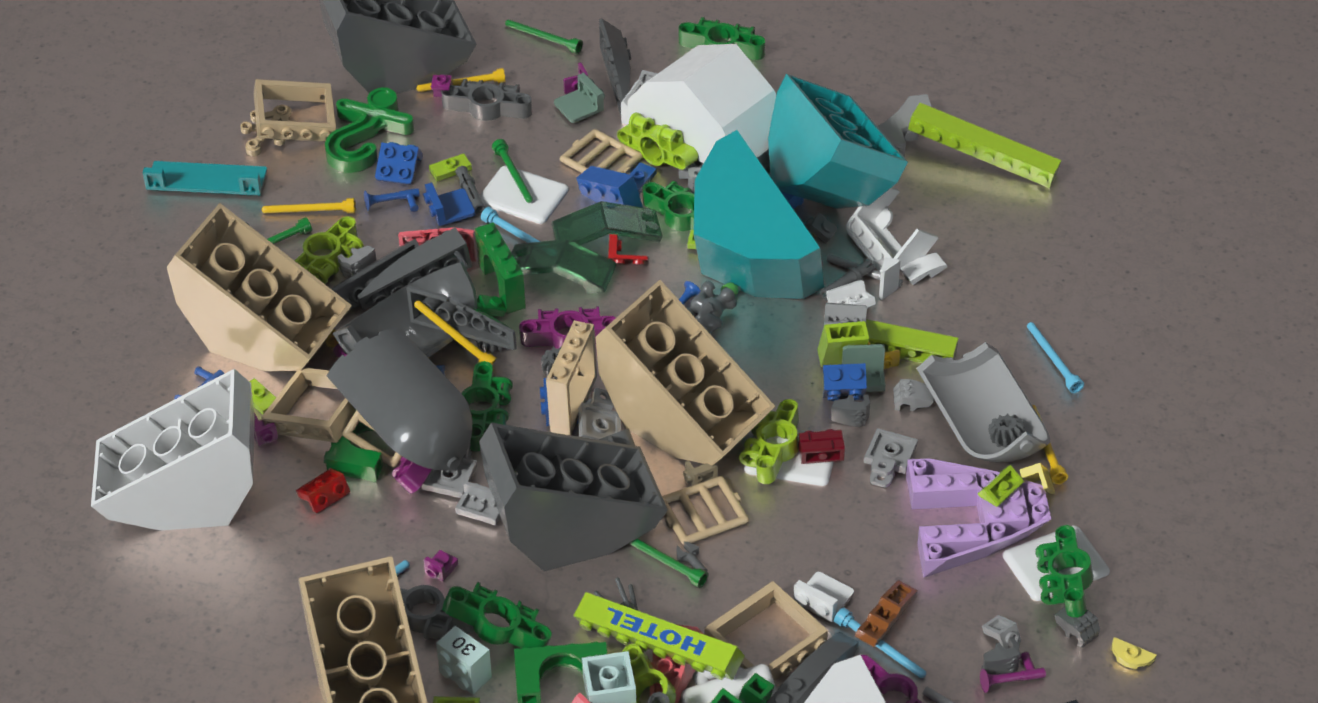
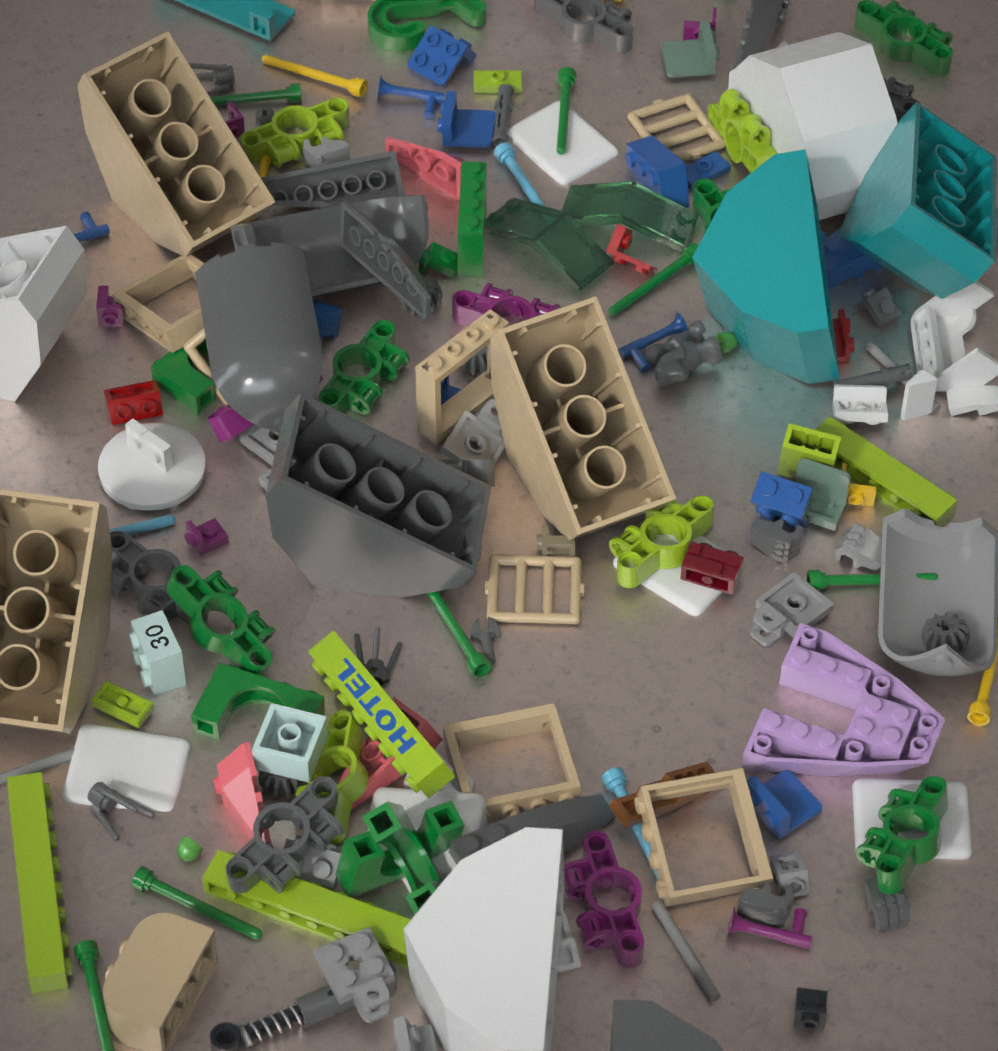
camera: 25 degrees right, 5 degrees up
(261, 396) = (129, 265): lime plate -> none
(288, 250) = (264, 112): none -> dark grey hinge
(367, 529) = (151, 466): none -> white bracket
(421, 261) = (384, 179): dark grey wedge -> none
(455, 334) = (396, 317): yellow piece -> none
(668, 240) = (685, 259): none -> green piece
(822, 595) = (606, 743): white bracket -> none
(844, 313) = (832, 420): light grey bracket -> none
(898, 427) = (820, 580): none -> green piece
(955, 607) = (748, 825): none -> tan window
(966, 587) = (783, 802): none -> blue bracket
(1001, 486) = (888, 699): lime slope -> none
(1036, 473) = (952, 707): light yellow panel -> none
(1131, 655) = (930, 967): light yellow plate -> none

